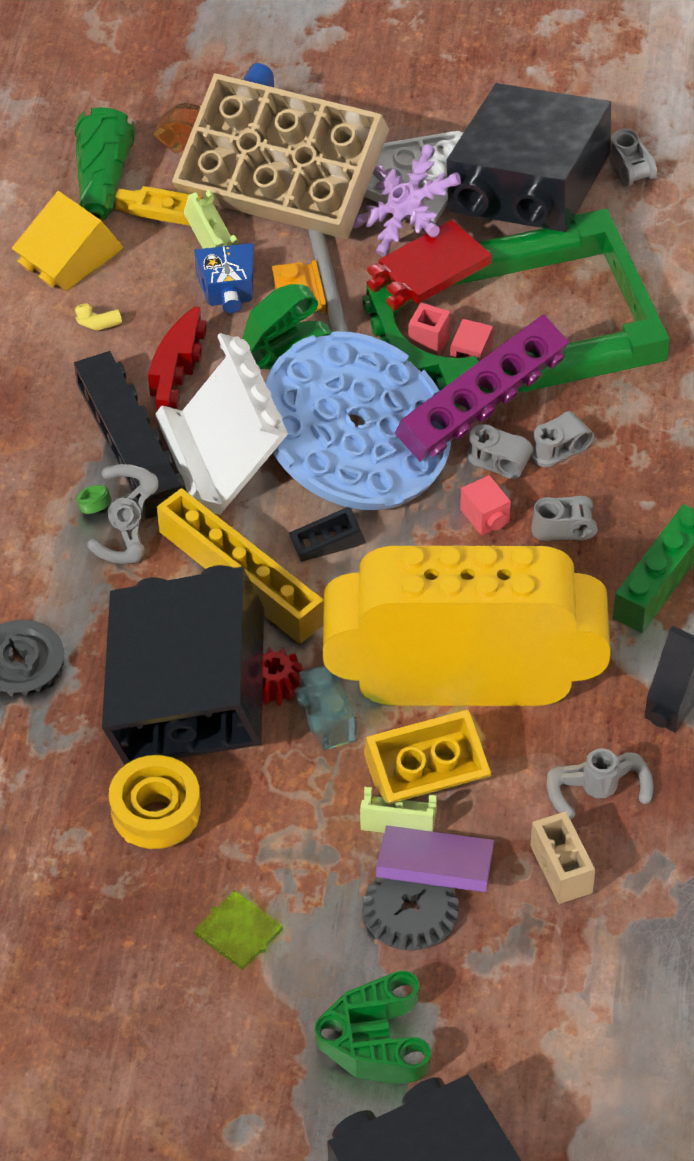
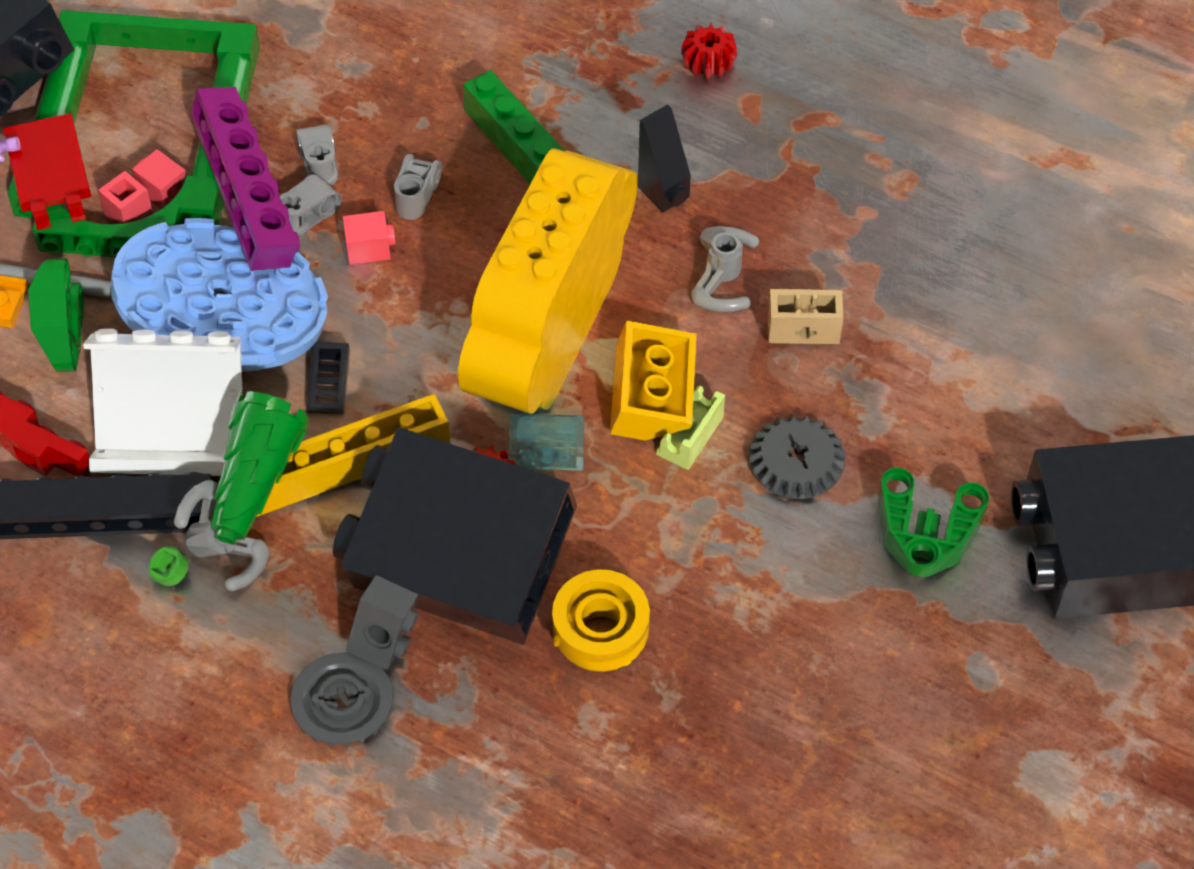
camera: 70 degrees left, 5 degrees up
(82, 646) = (382, 623): none -> dark grey brick
(183, 495) = (255, 457): none -> green cone
(238, 930) = (762, 605): clear neon green piece -> none
(435, 858) = (760, 415): medium lavender tile -> none

